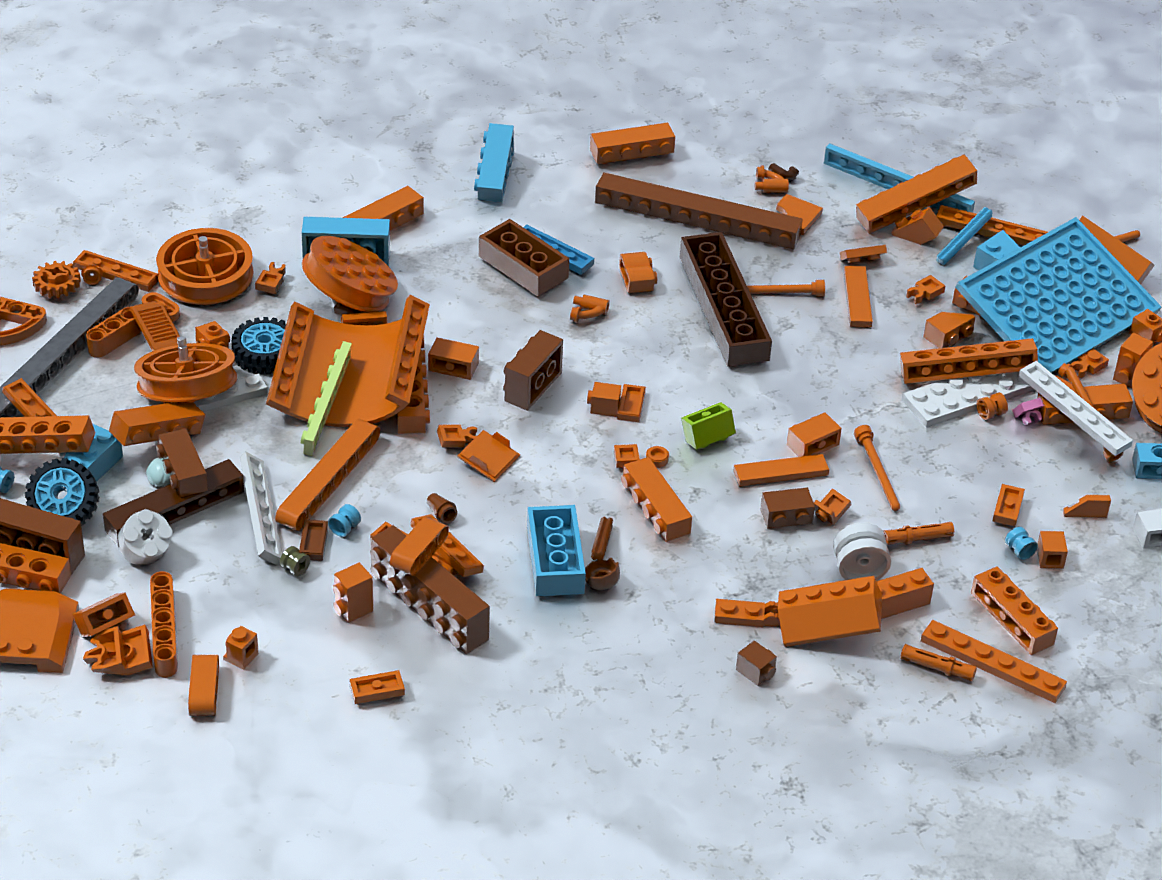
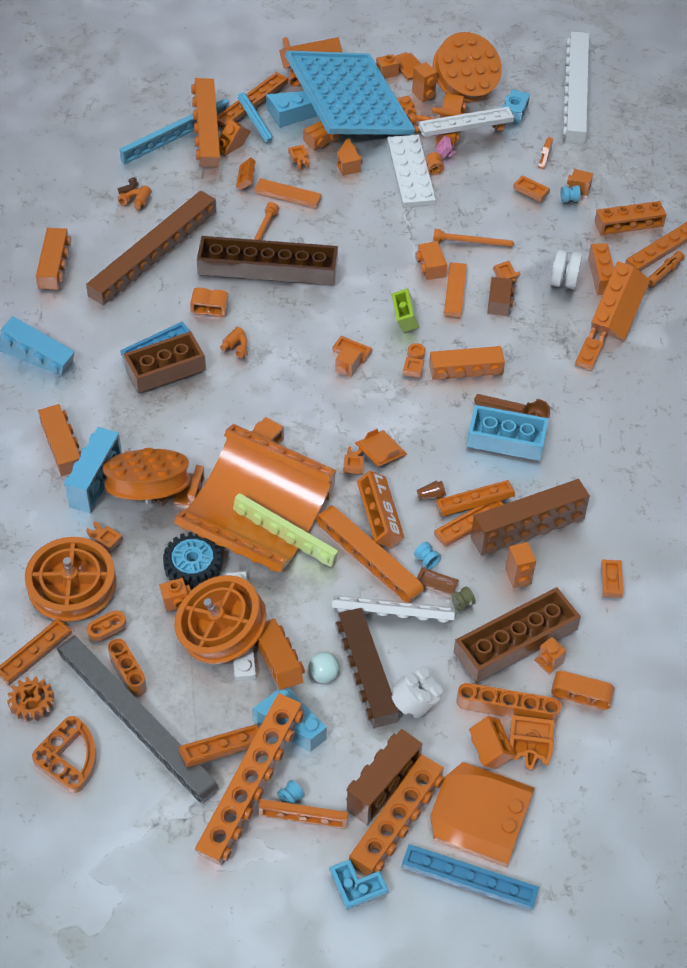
camera: 70 degrees left, 10 degrees up
(61, 476) = (329, 750): wheel -> none
(92, 280) = (35, 669): orange plate -> none
(155, 325) = (137, 632): orange window -> none
(182, 463) = (342, 643): dark orange brick -> none
(246, 600) = (516, 634): none -> dark orange brick
(389, 466) = (380, 509): none -> orange brick
(419, 546) = (512, 501): orange beam -> none
(533, 370) = (307, 390): dark orange brick -> none
(756, 663) = (644, 357): dark orange brick -> none
(799, 208) = (176, 193): orange tile -> none
(925, 532) = (543, 251): orange pin -> none
(967, 360) = (394, 157): orange brick -> none

